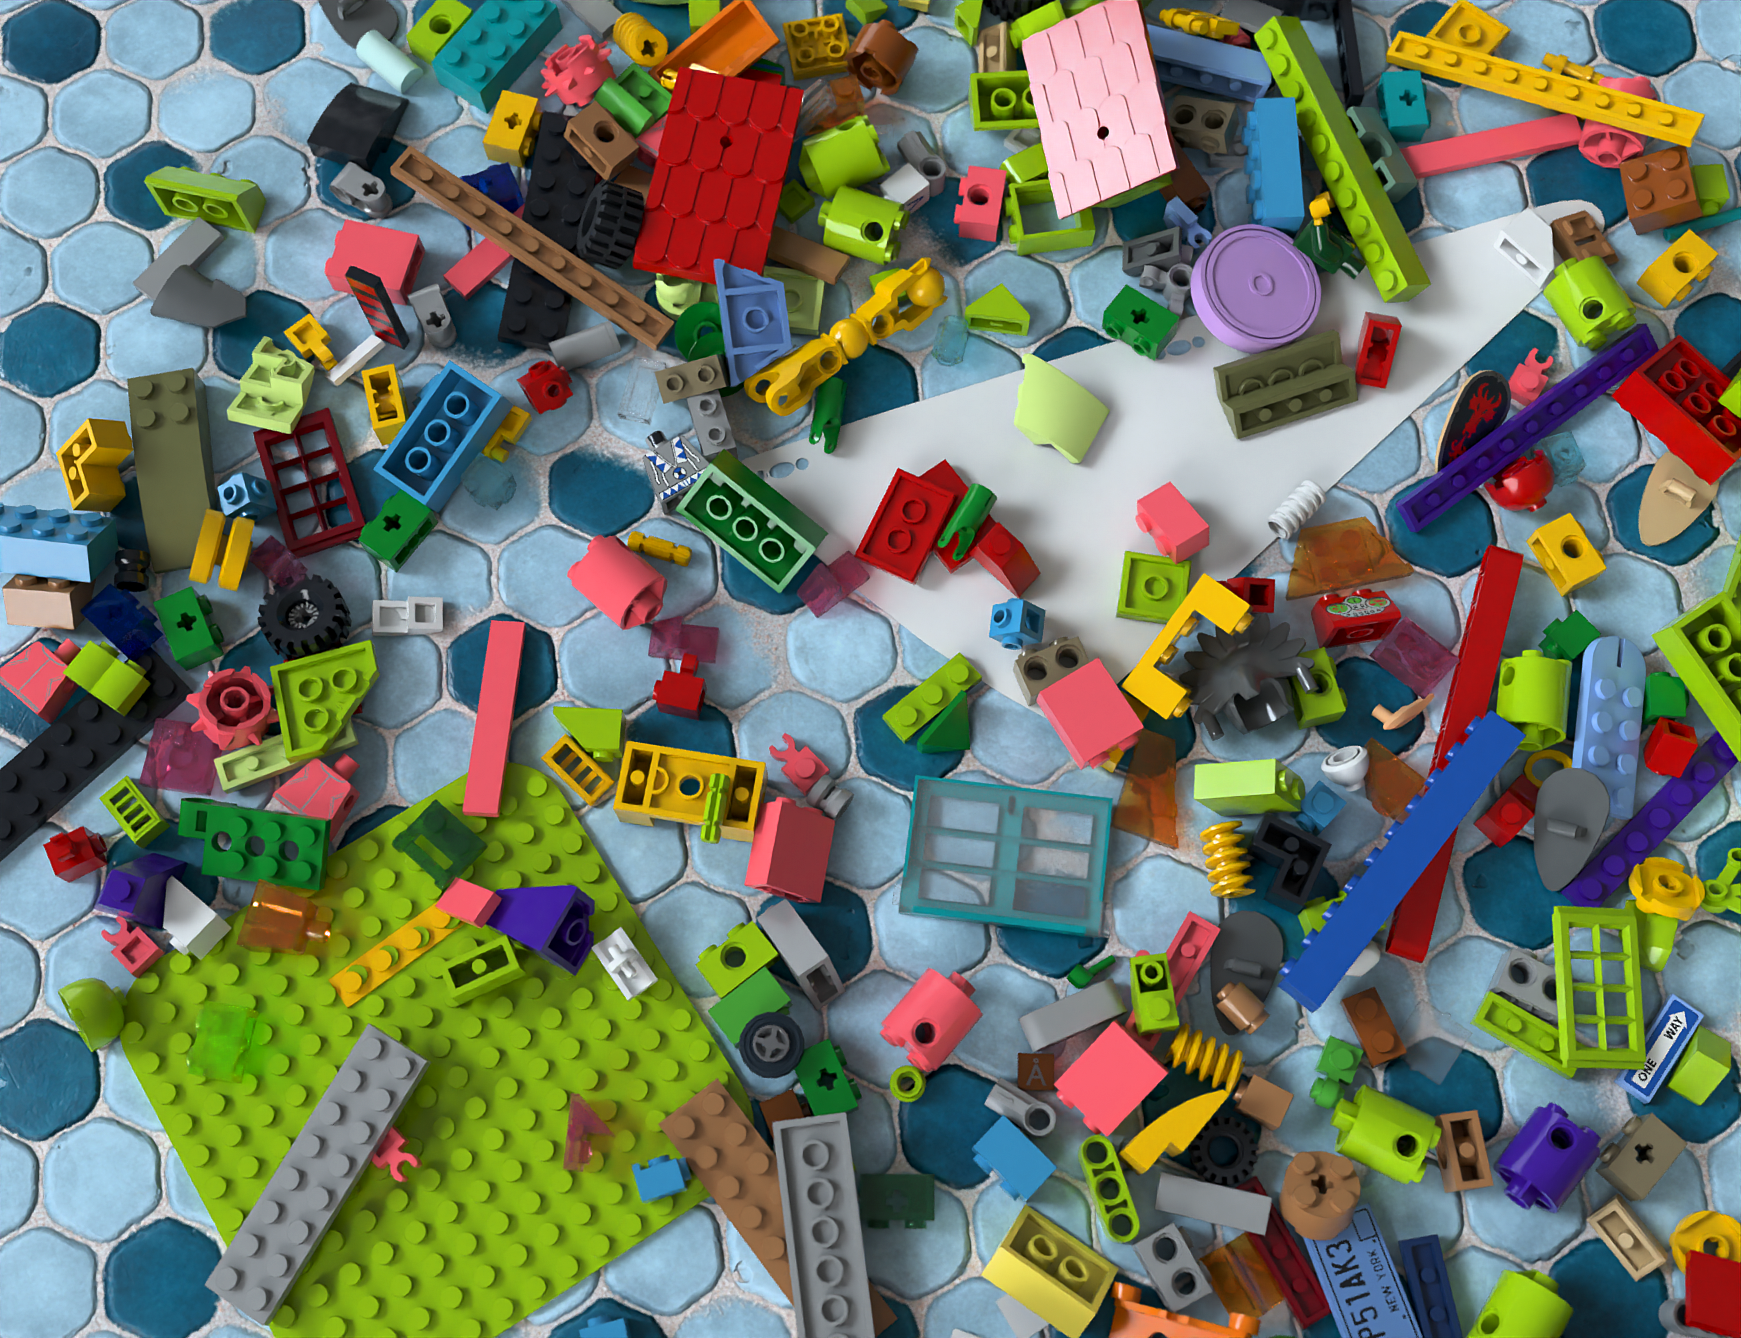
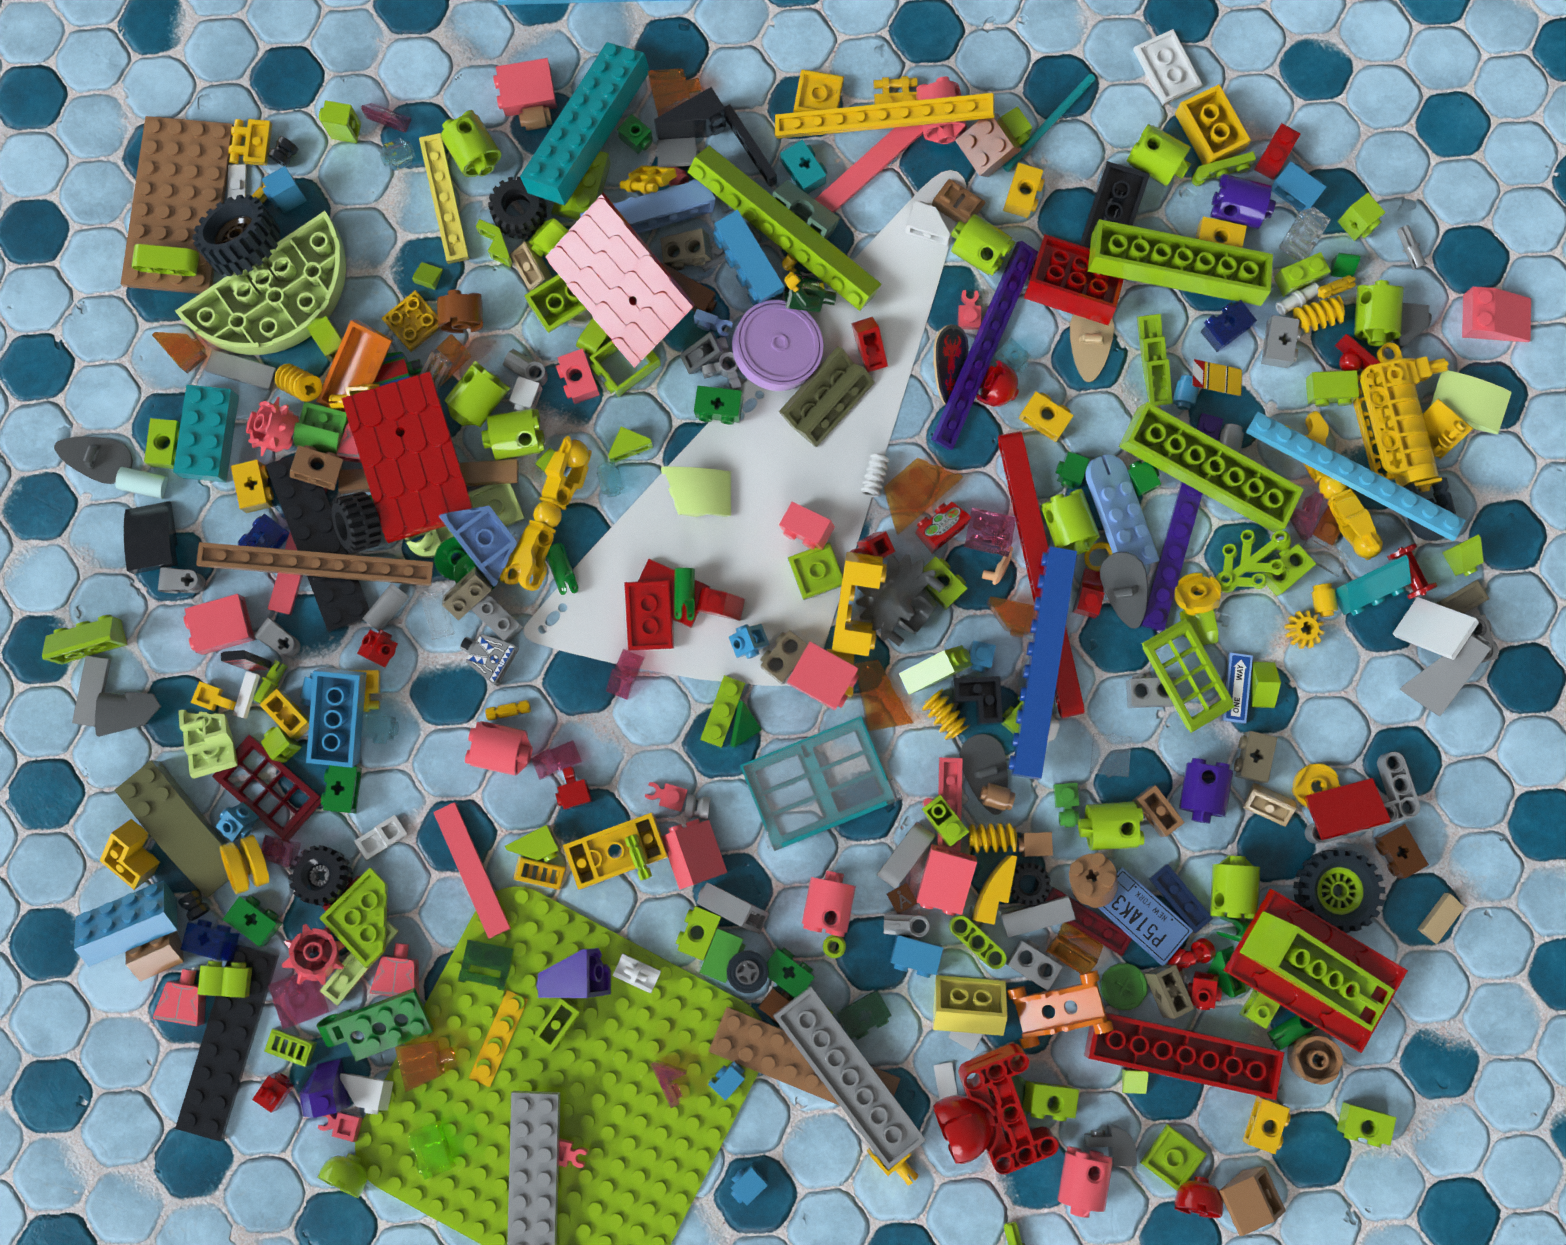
camera: 30 degrees left, 10 degrees up
(357, 438) = (279, 745): none -> lime slope
(399, 356) = (270, 681): none -> lime axle
(468, 902) = (525, 990): coral tile -> none
(751, 520) = (555, 665): green slope -> none
(795, 201) = (460, 436): lime tile -> none
(1081, 976) = (898, 829): green hand -> none
(1347, 767) = (984, 620): white brick -> none
(1373, 1027) = (1075, 765): dark orange plate -> none
(1522, 1032) = (1157, 721): lime plate -> none
(1669, 747) = (1161, 506): red brick -> none

